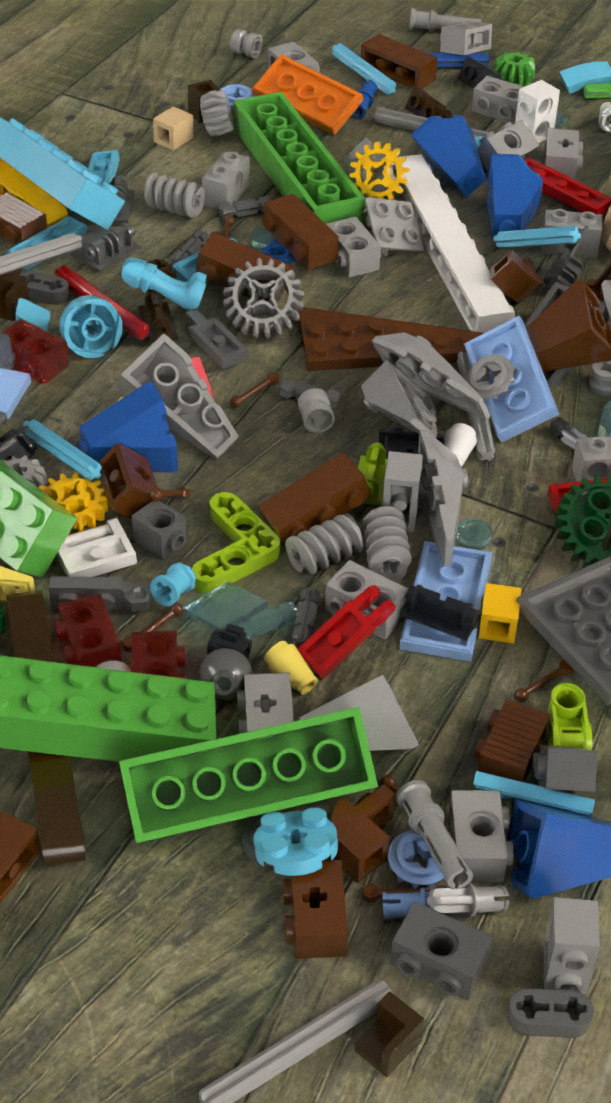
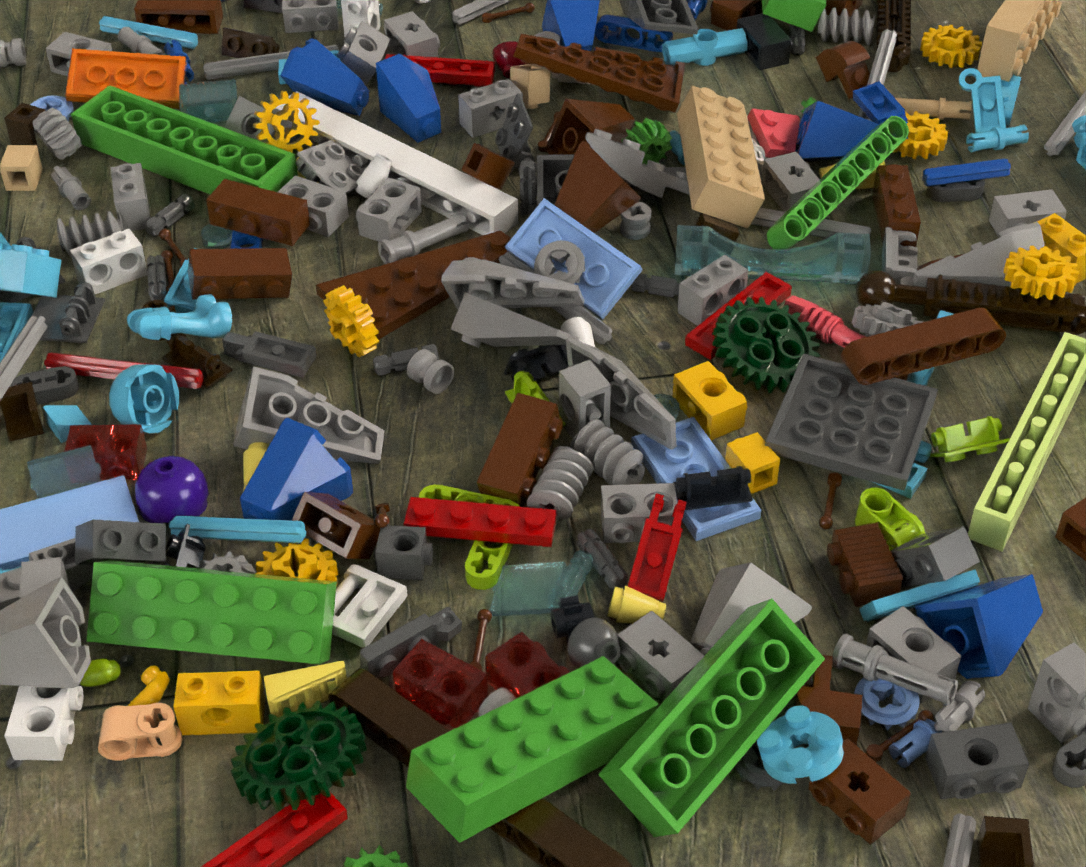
camera: 35 degrees left, 0 degrees up
(49, 399) = (170, 489): none -> dark purple cylinder
(164, 226) = (109, 261): none -> white brick
(168, 587) = (466, 596): medium azure bush -> none
(195, 158) = (70, 188): none -> light grey axle
(237, 538) = (482, 521): none -> red plate
(272, 379) = (354, 363): reddish brown hinge -> none
(279, 281) = (277, 287): light grey gear -> none
(285, 341) = (351, 321): none -> yellow gear
(345, 73) = (137, 42): none -> light grey pin
(346, 133) = (208, 100): none -> clear light blue brick
(401, 309) = (411, 243): none -> light grey pin
(407, 277) = (389, 210): none -> light grey brick
(417, 246) = (374, 175): none -> white cone
(517, 546) = (710, 399): none -> yellow brick
(532, 299) = (528, 187): none -> dark grey axle
(537, 237) = (476, 123): medium azure axle -> none

